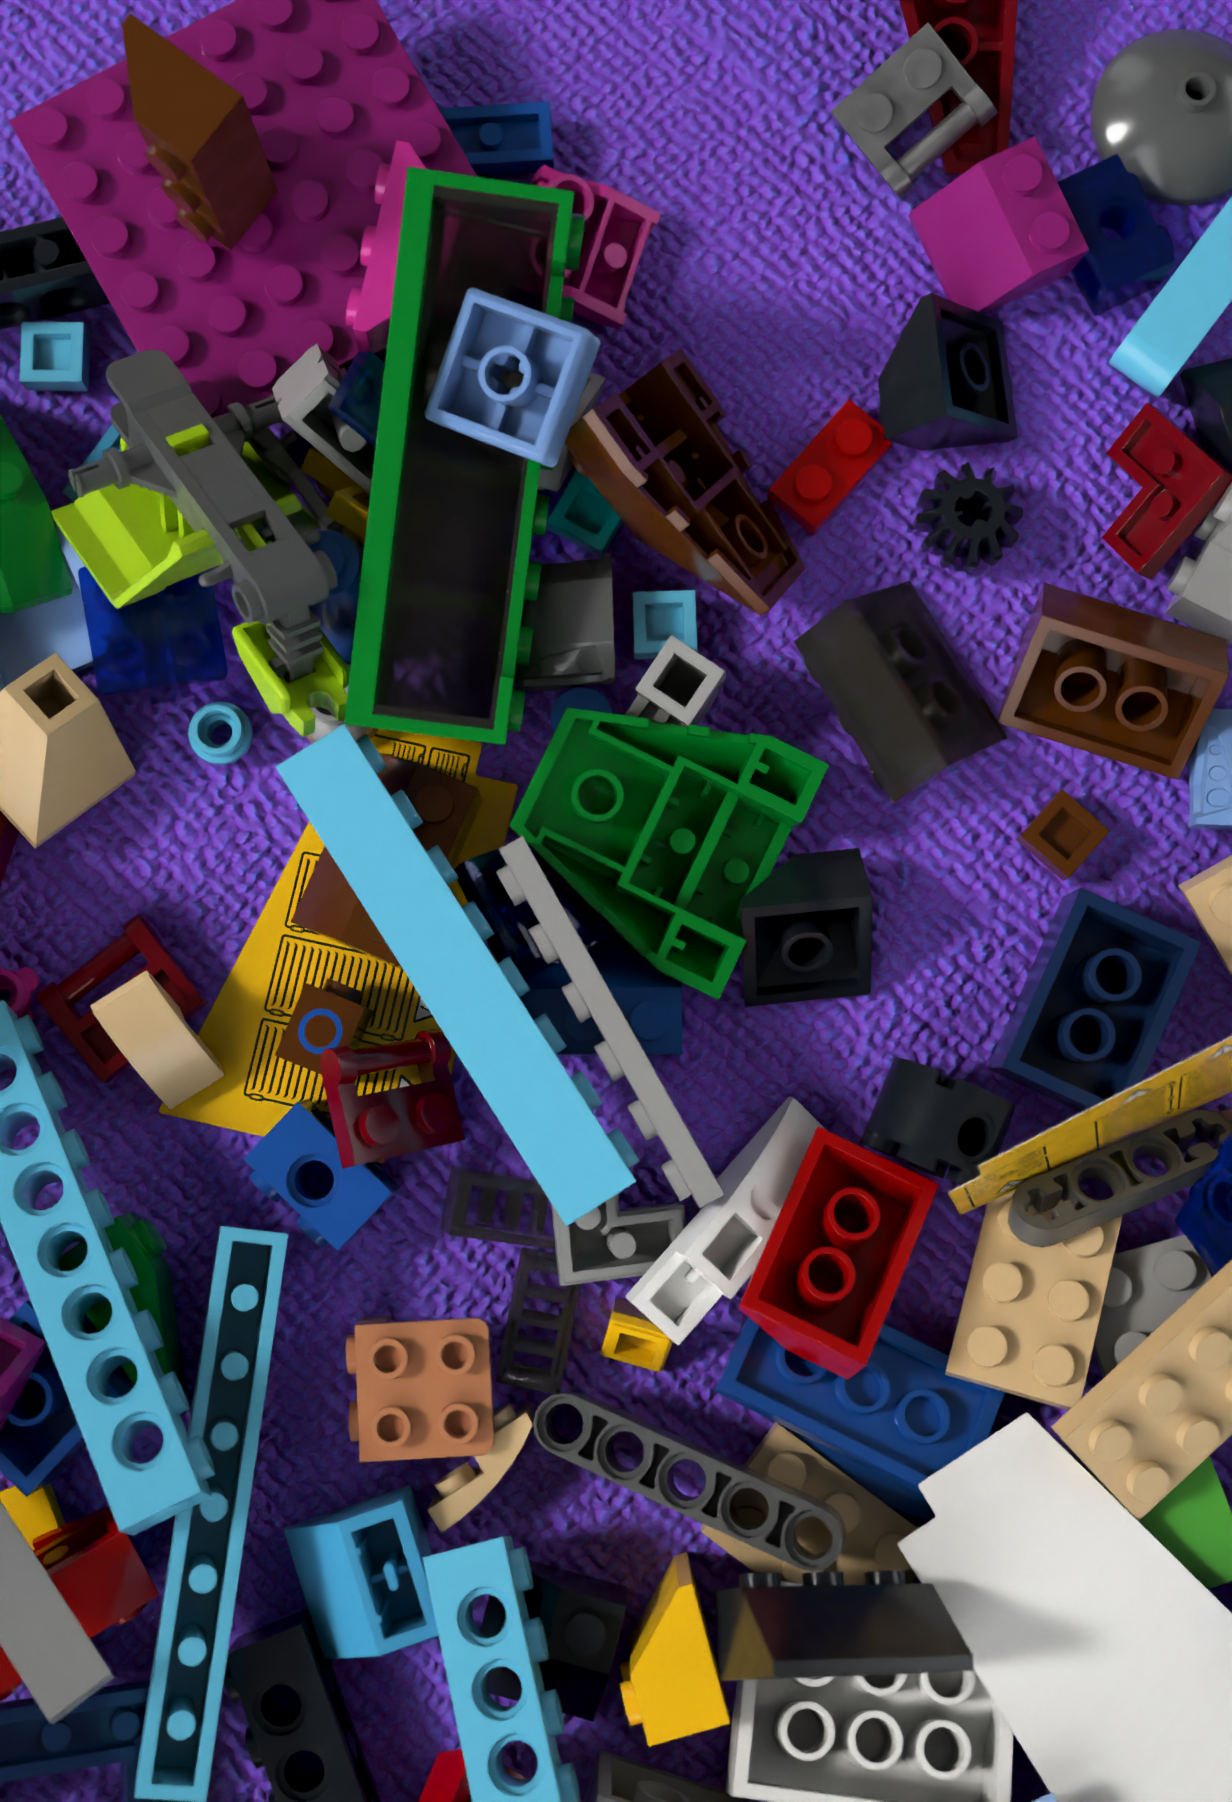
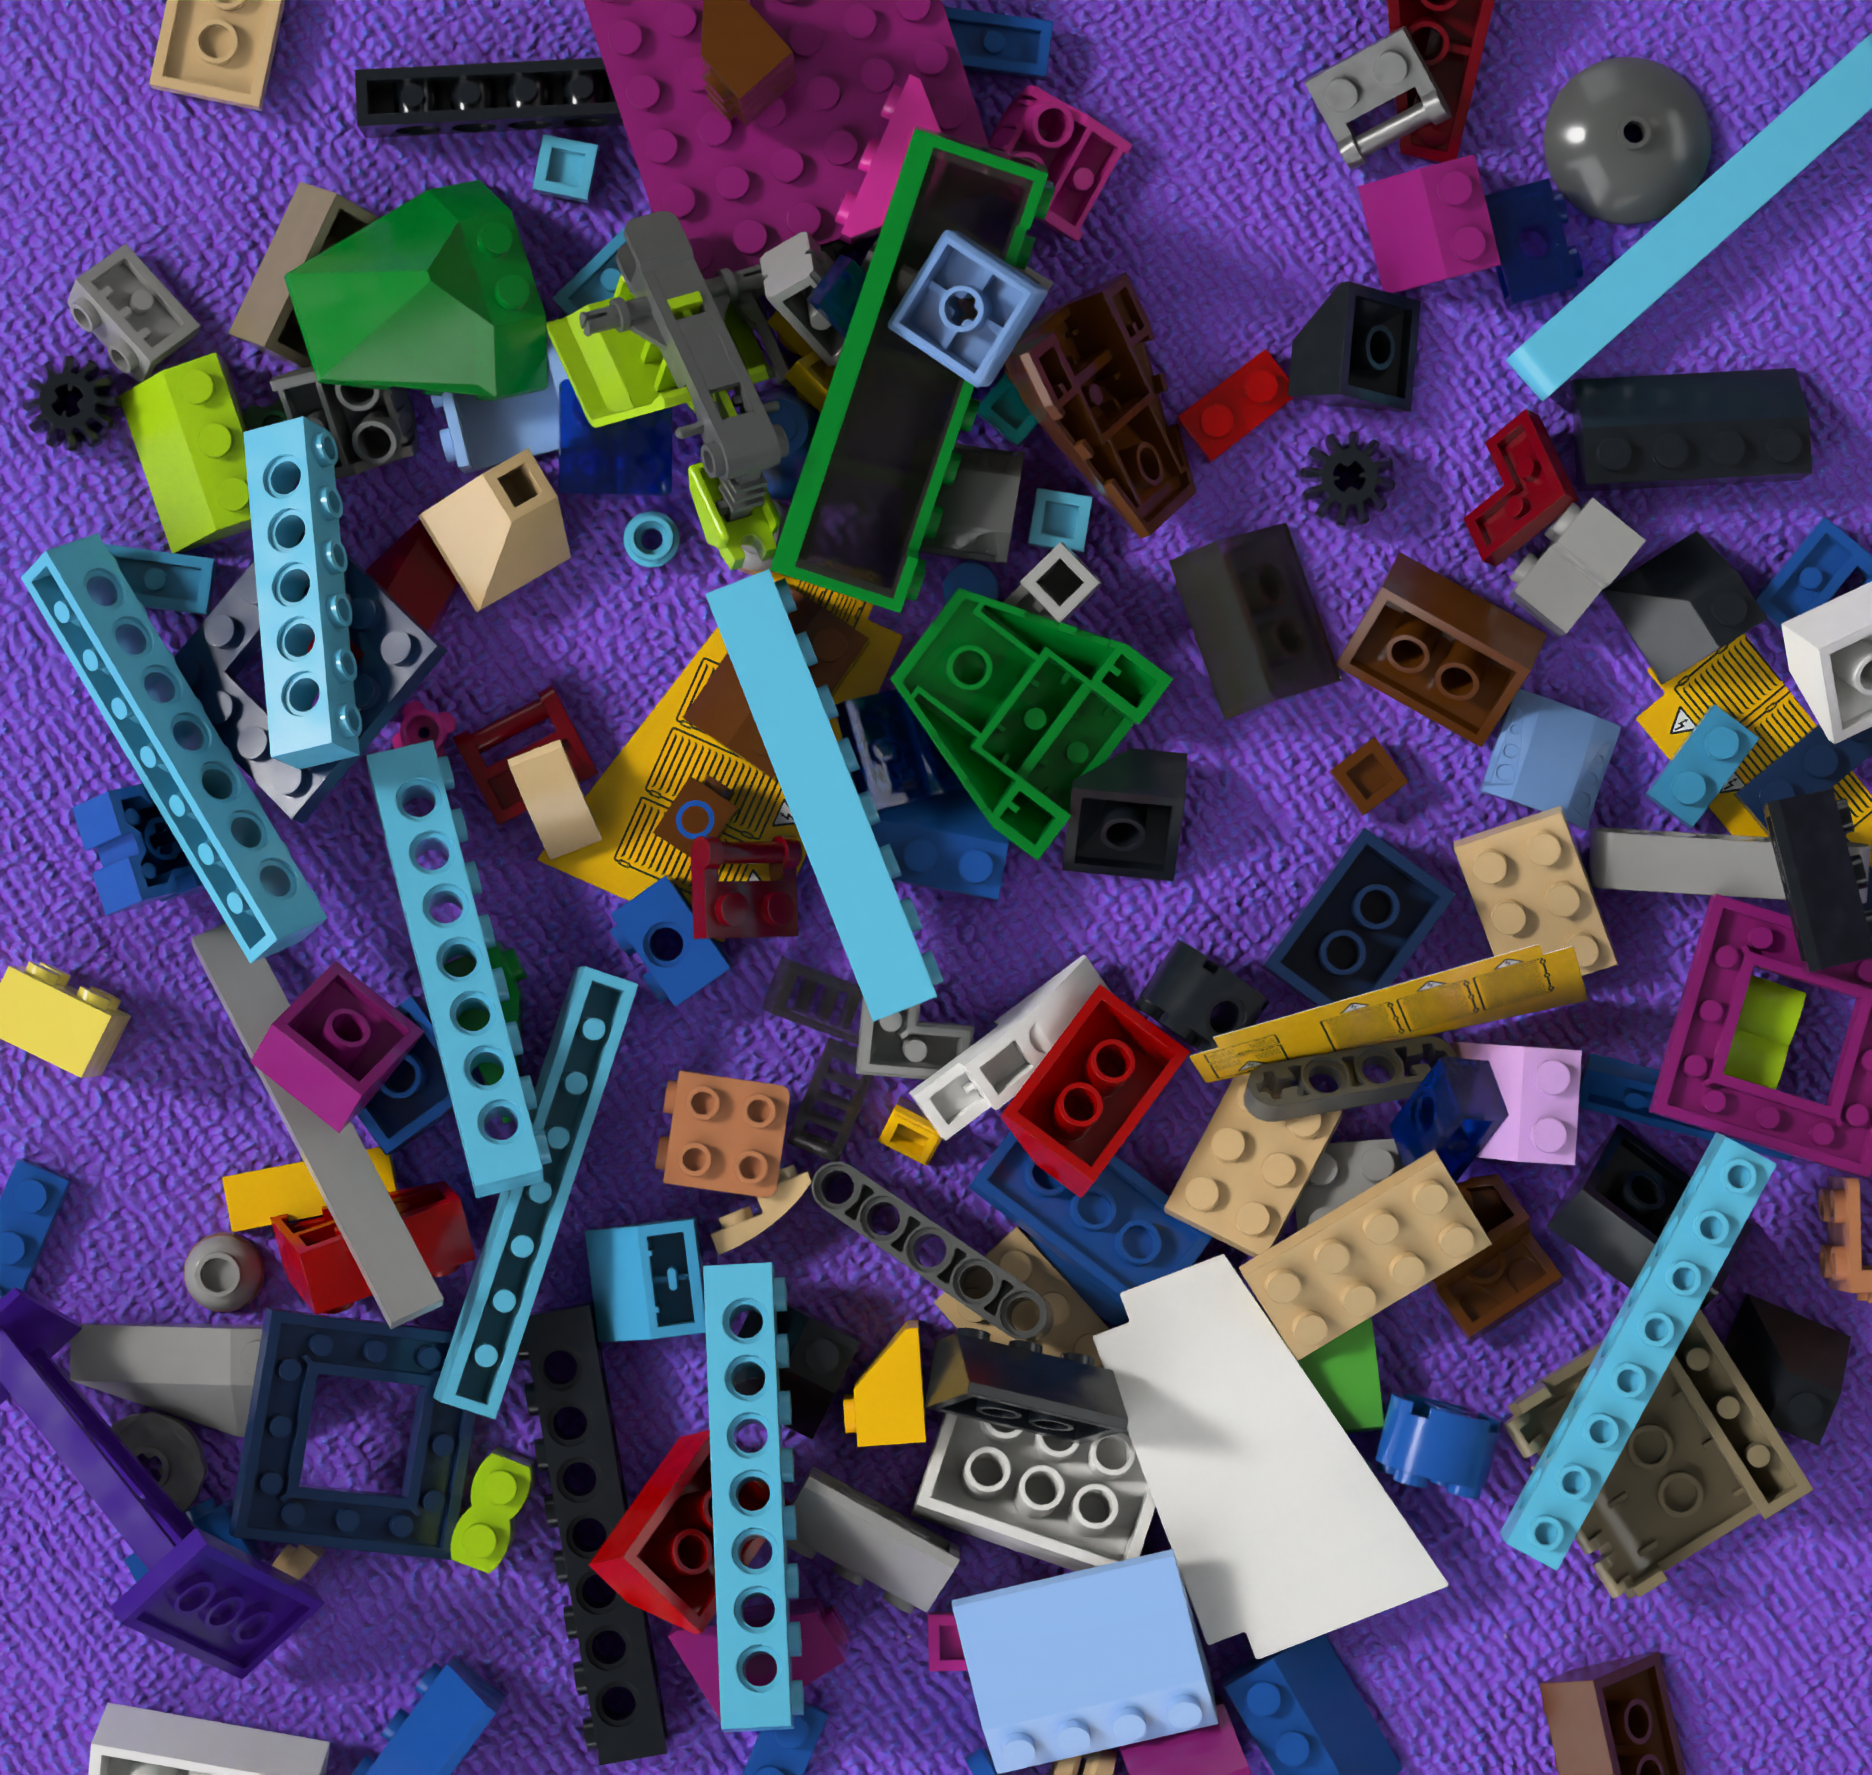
camera: 10 degrees right, 5 degrees up
(620, 1050) = (930, 839): light grey plate -> none

